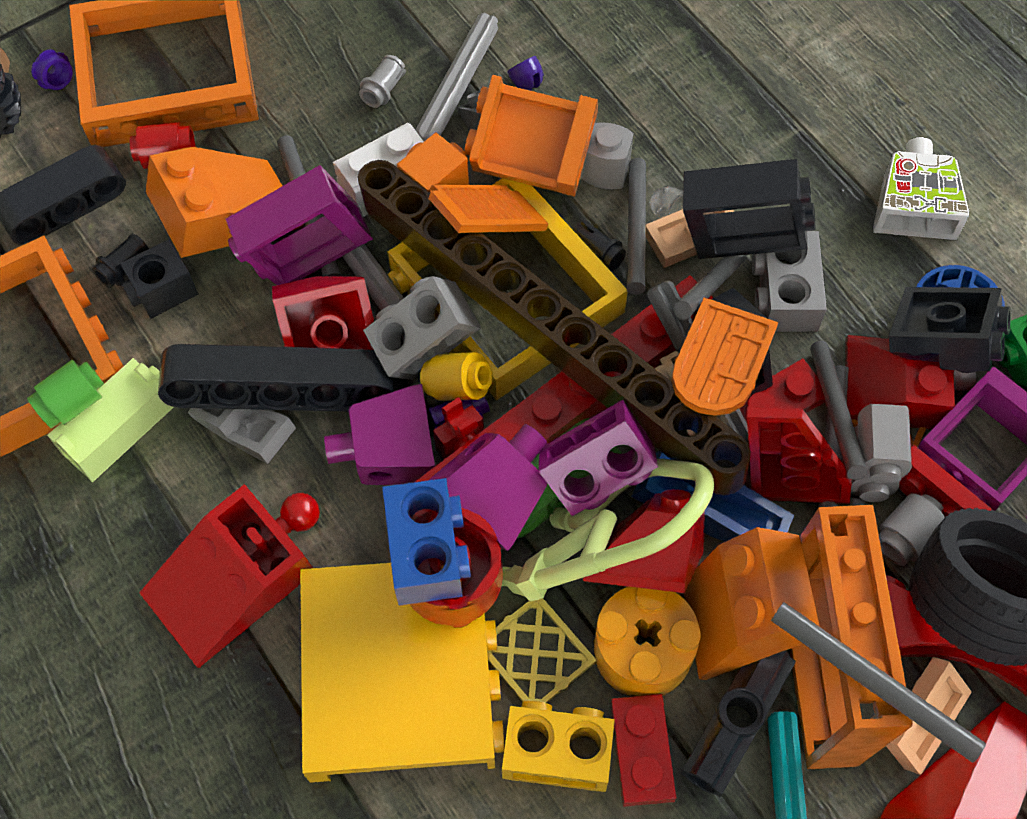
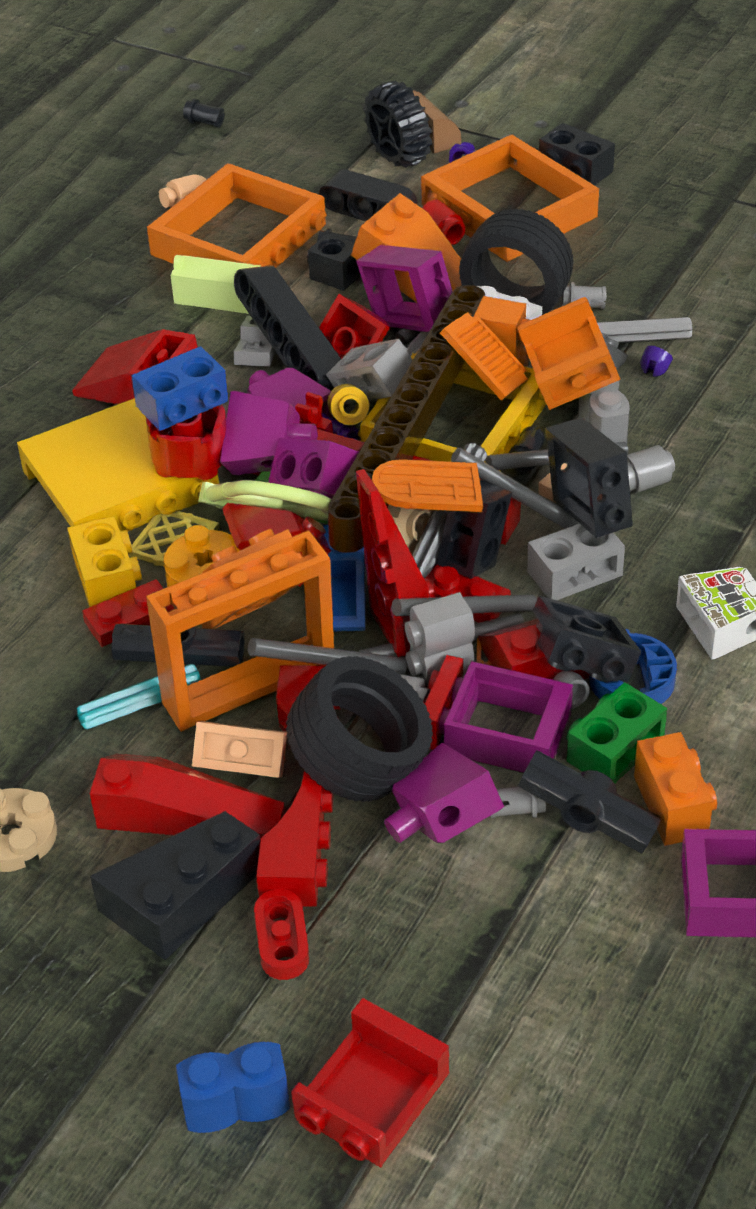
camera: 65 degrees right, 20 degrees down
(66, 393) = (210, 242): bright green brick -> none
(337, 105) = (531, 236): none -> black tyre
(689, 152) = (649, 468): none -> light grey brick
(879, 682) = (184, 592): dark grey bar -> none

